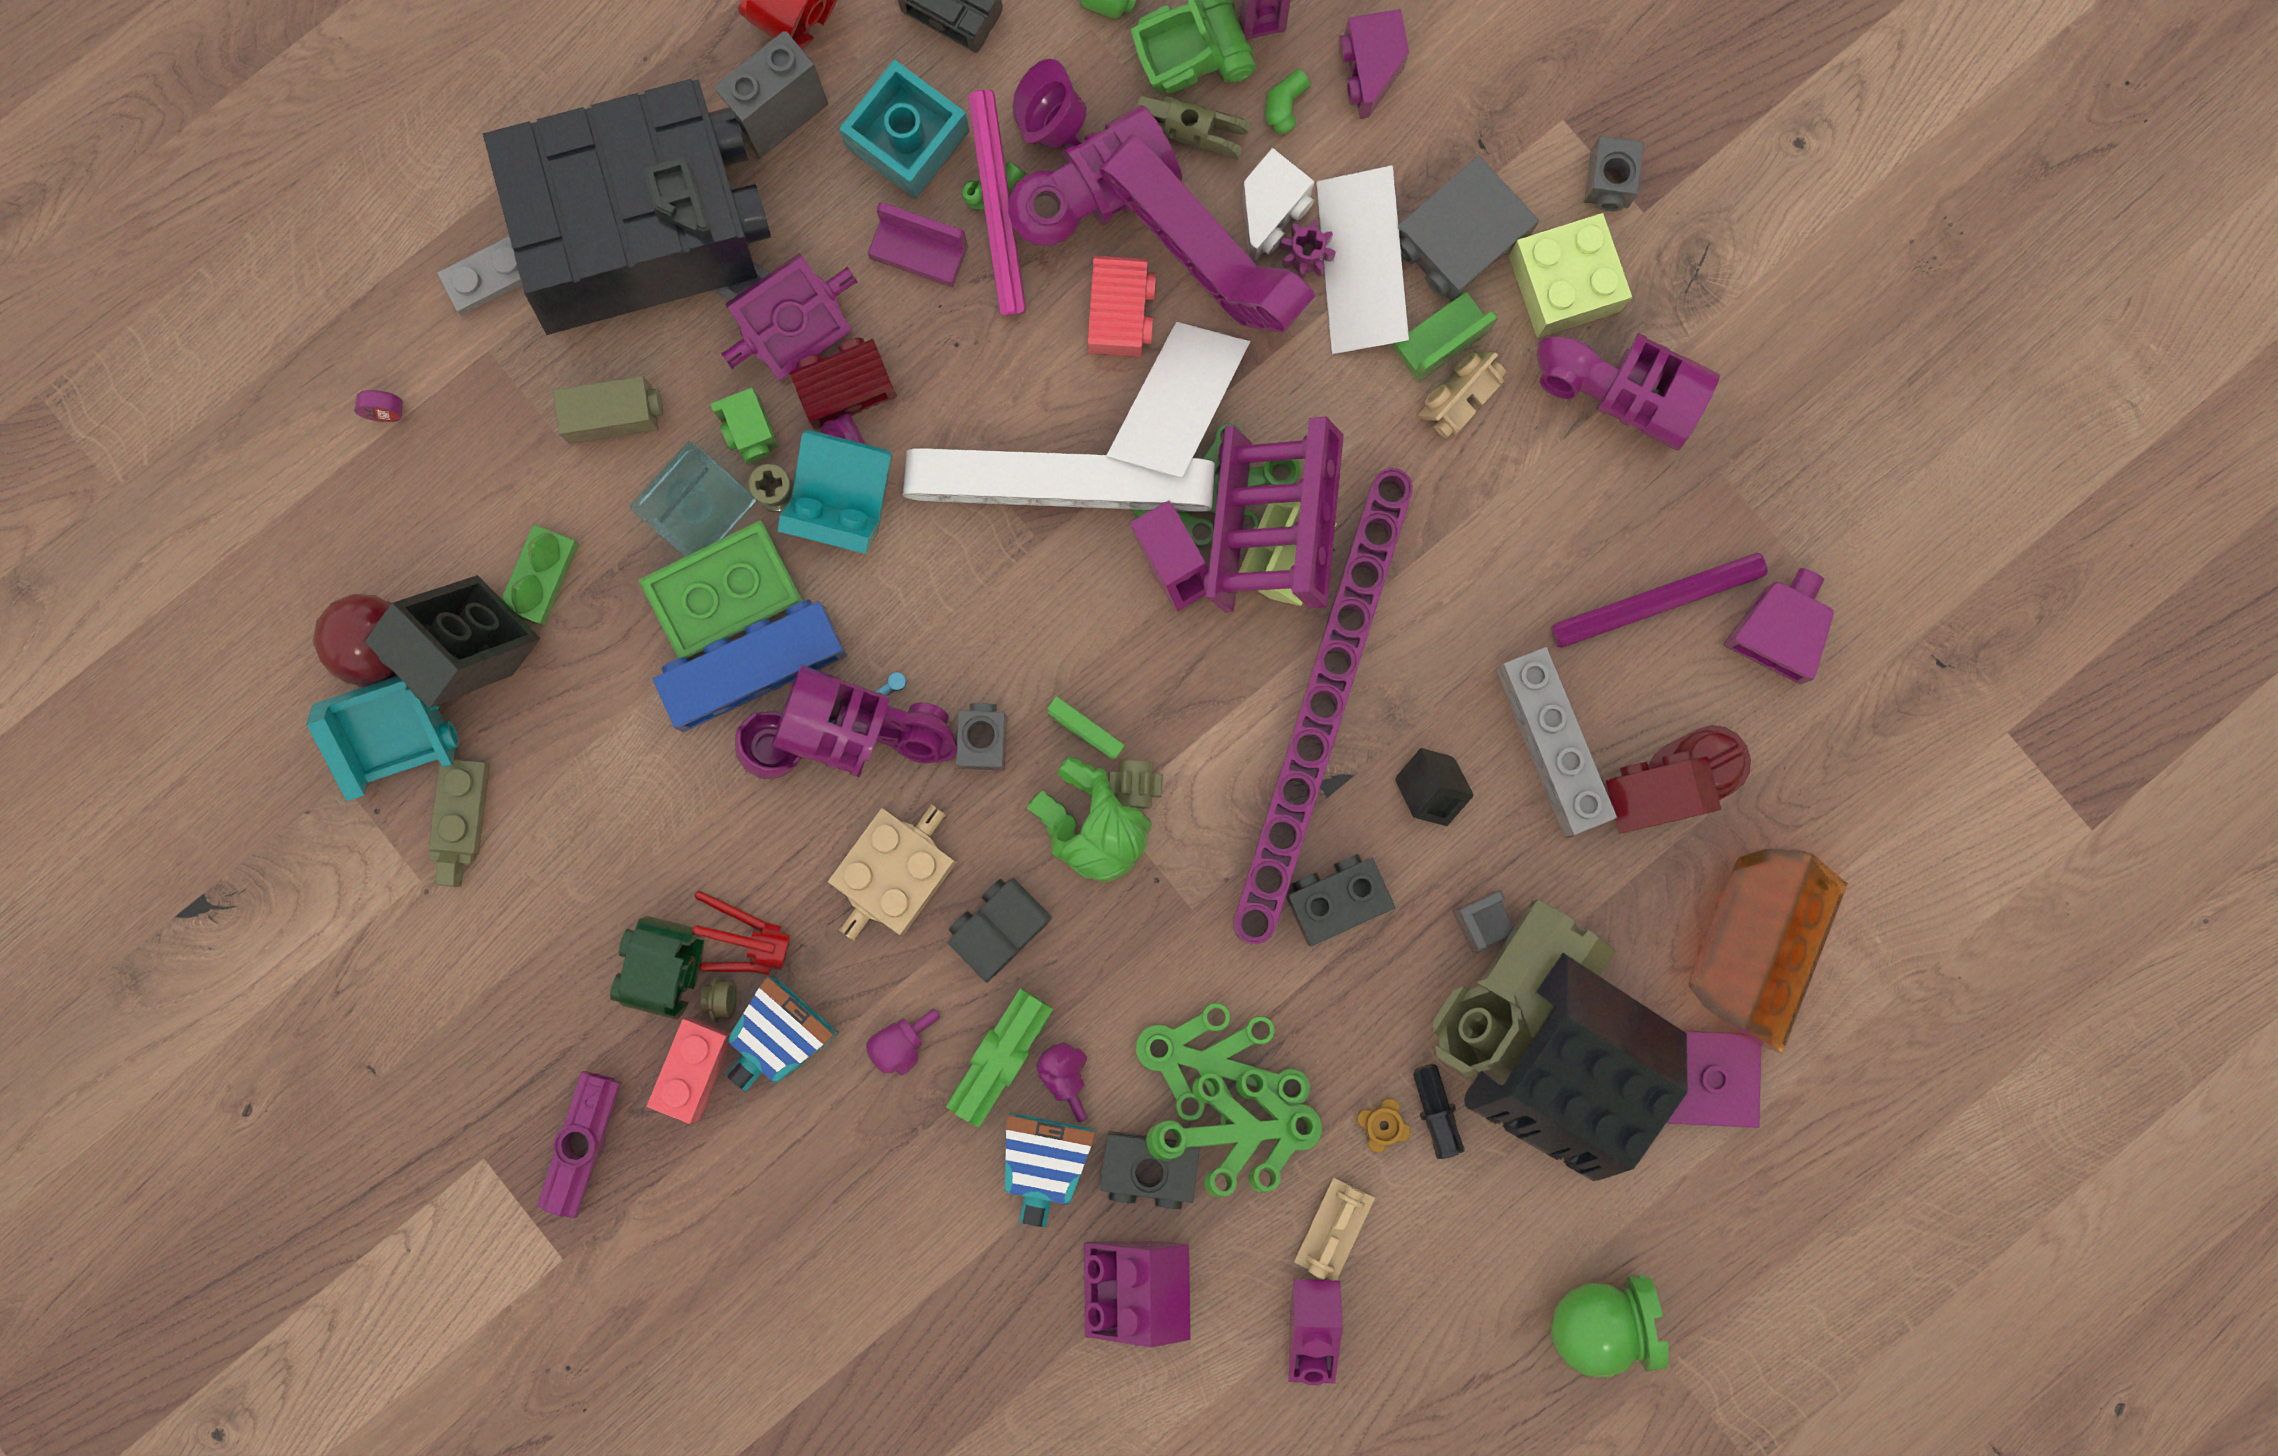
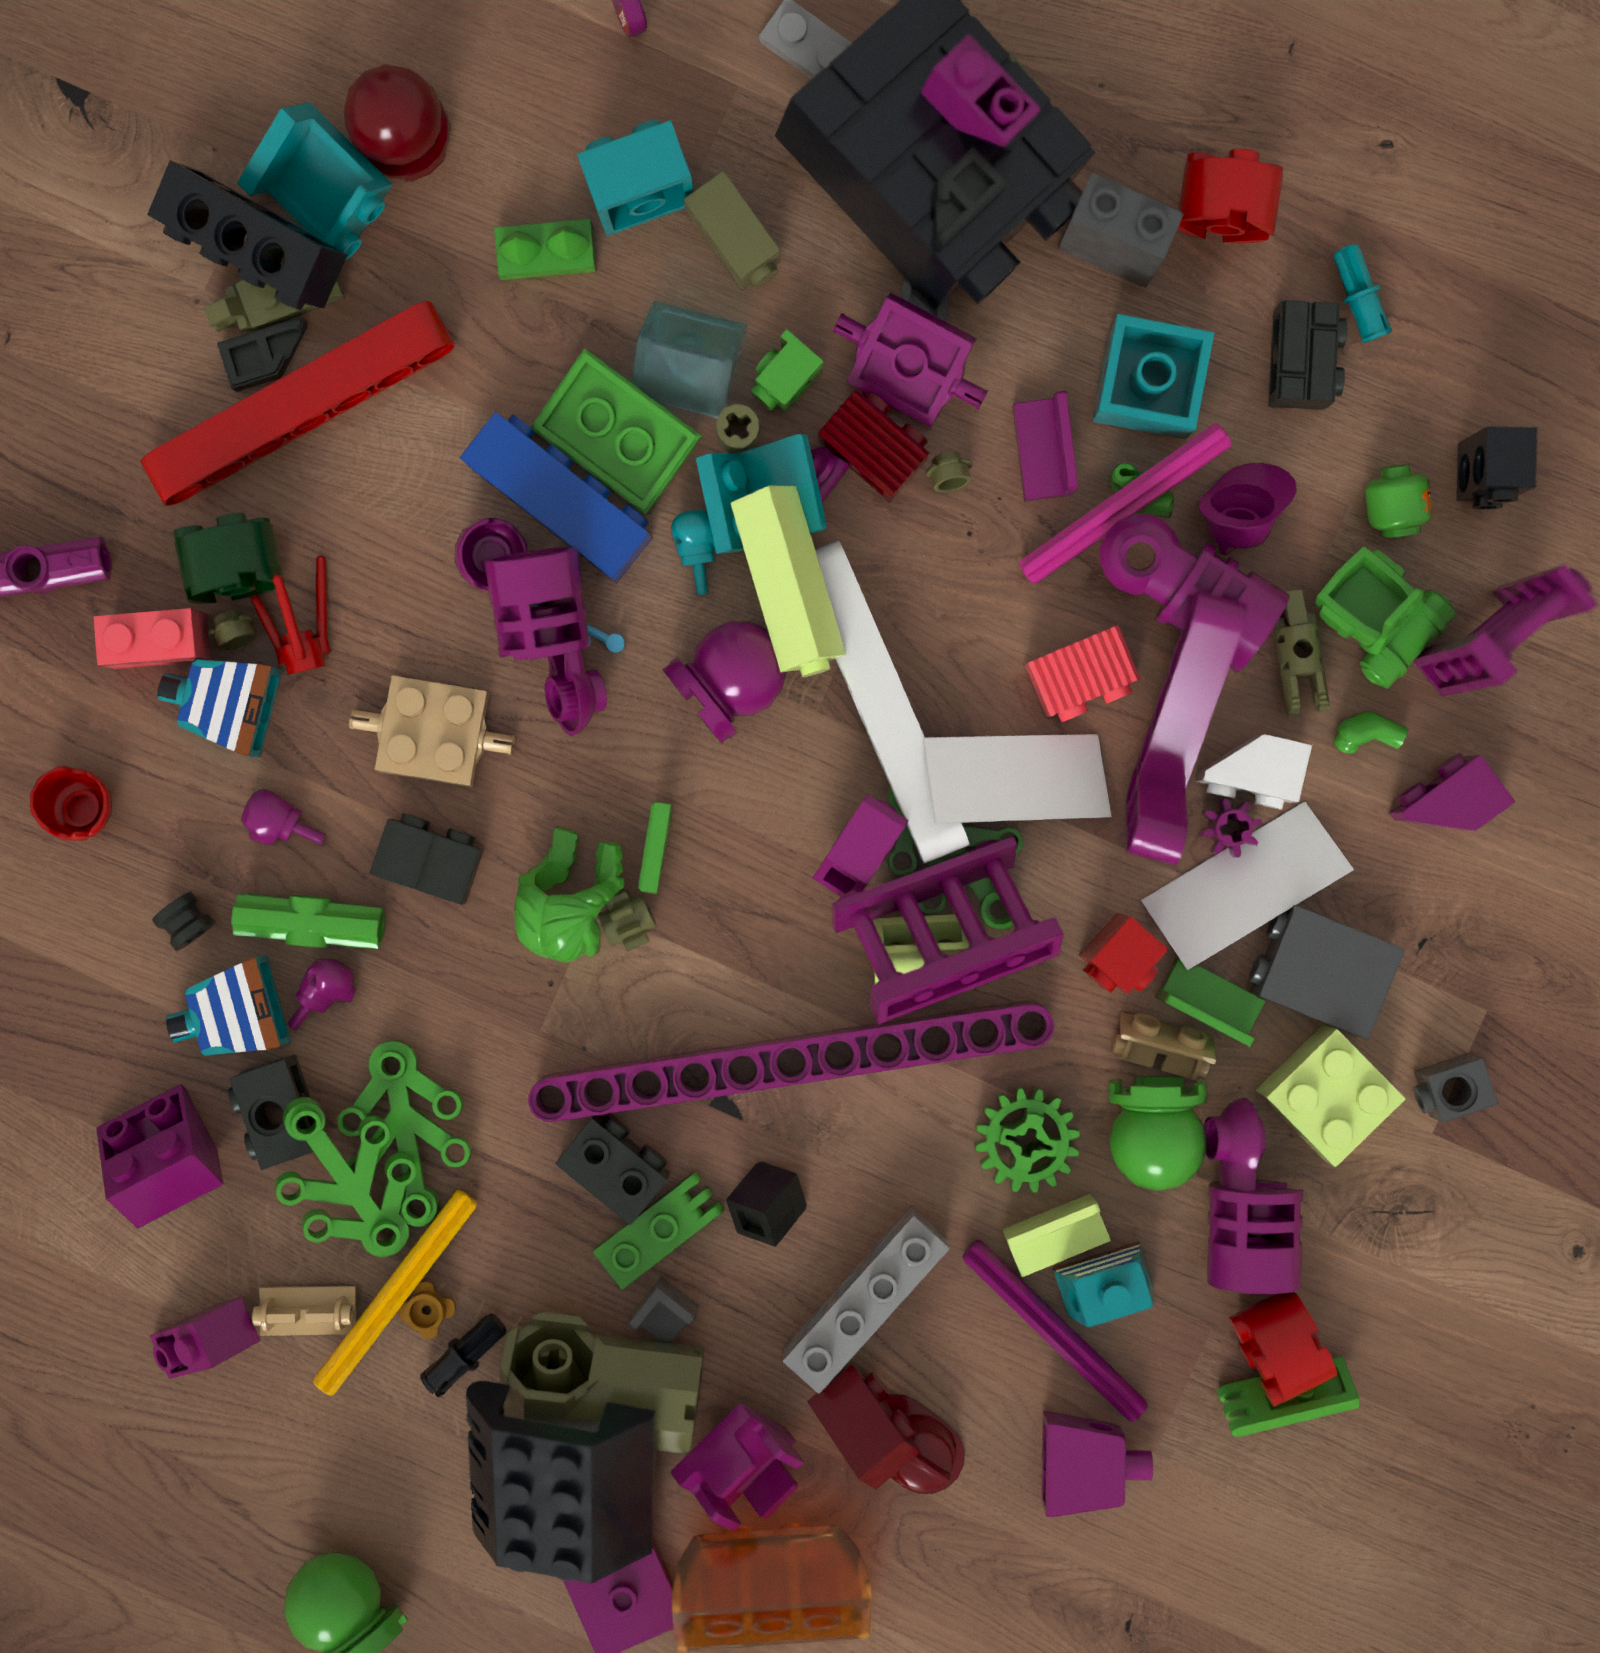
camera: 65 degrees right, 5 degrees up
(336, 848) = (309, 263): none -> black brick
(451, 640) = (431, 203): pearl dark grey brick -> none
(499, 857) = (261, 353): none -> pearl dark grey tile
(519, 463) = (636, 176): none -> teal brick
(557, 847) = (297, 403): none -> red beam
(603, 141) = (978, 95): none -> magenta slope
(795, 1211) = (70, 803): none -> red hair
(847, 570) = (694, 544): none -> teal piece
(897, 333) = (949, 472): none -> olive plate
(918, 502) = (788, 579): none -> yellowish green brick
(945, 1166) = (183, 921): none -> pearl dark grey wheel
(973, 590) = (729, 675): none -> magenta tile
(981, 758) = (576, 754): dark grey brick -> none
(1355, 1144) = (395, 1292): none -> yellow axle
(1369, 384) = (1122, 955): none -> red brick
(1413, 893) = (656, 1232): none -> bright green hinge
(1473, 530) = (1022, 1160): none -> bright green gear
(1534, 429) = (1157, 1134): none -> bright green tile
(1578, 558) = (1056, 1234): none -> yellowish green panel
(1640, 534) = (1106, 1285): none -> teal torso
(1645, 914) = (738, 1459): none -> magenta panel
(1762, 413) = (1283, 1346): none -> red brick
(1807, 432) = (1254, 1413): none -> bright green hinge

